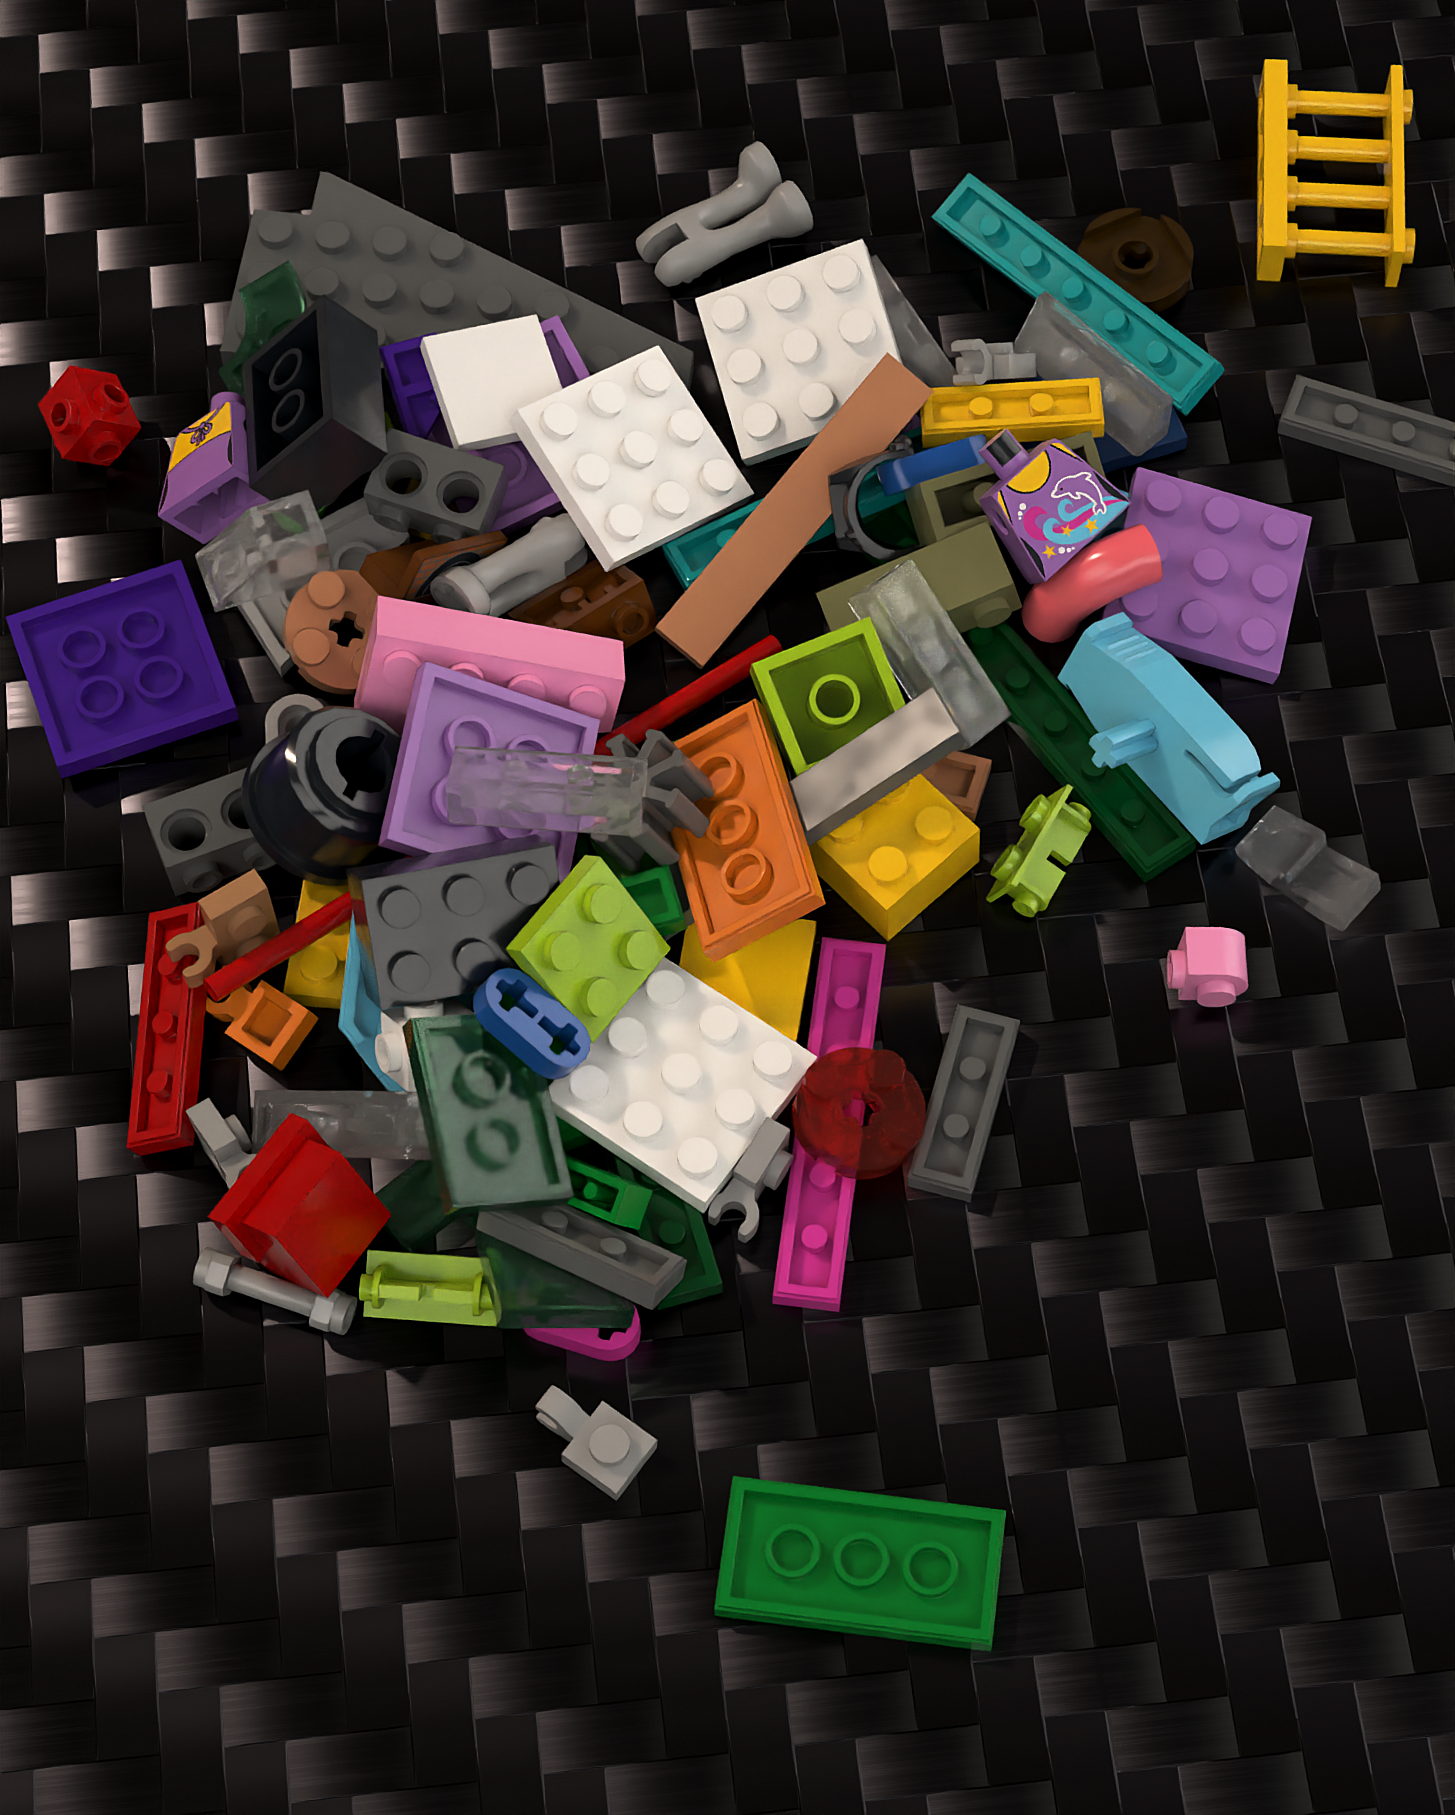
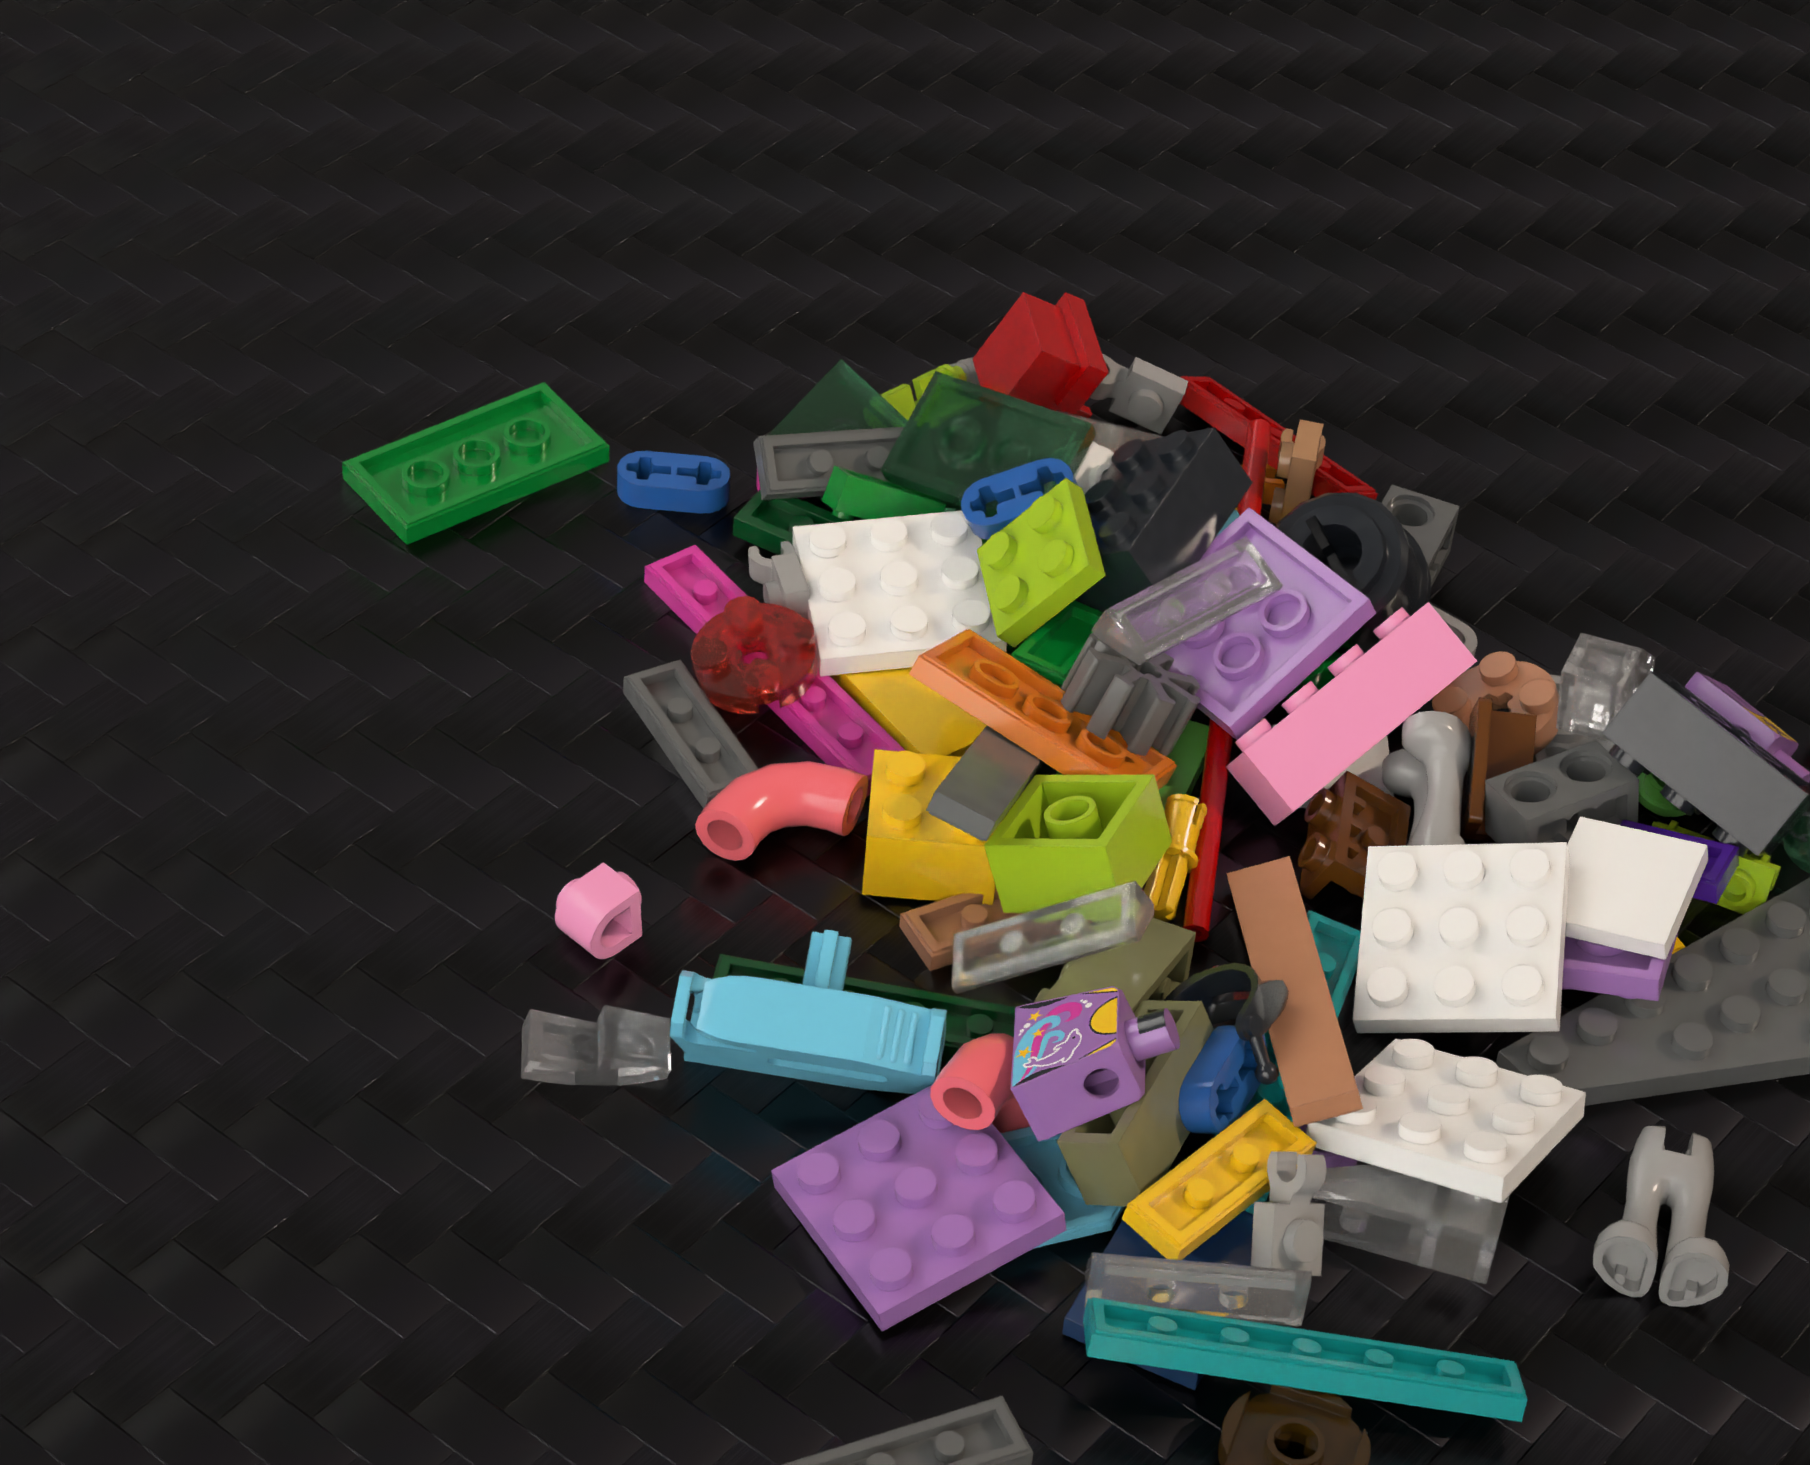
camera: 130 degrees right, 20 degrees down
(121, 668) = (1608, 590): dark purple plate -> none
(602, 1446) = (716, 420): light grey plate -> none
(714, 701) = (1168, 877): none -> yellow axle
(725, 1382) = (673, 482): none -> blue beam
(972, 968) = (778, 799): none -> coral cylinder
(1049, 830) = (813, 892): lime hinge -> none

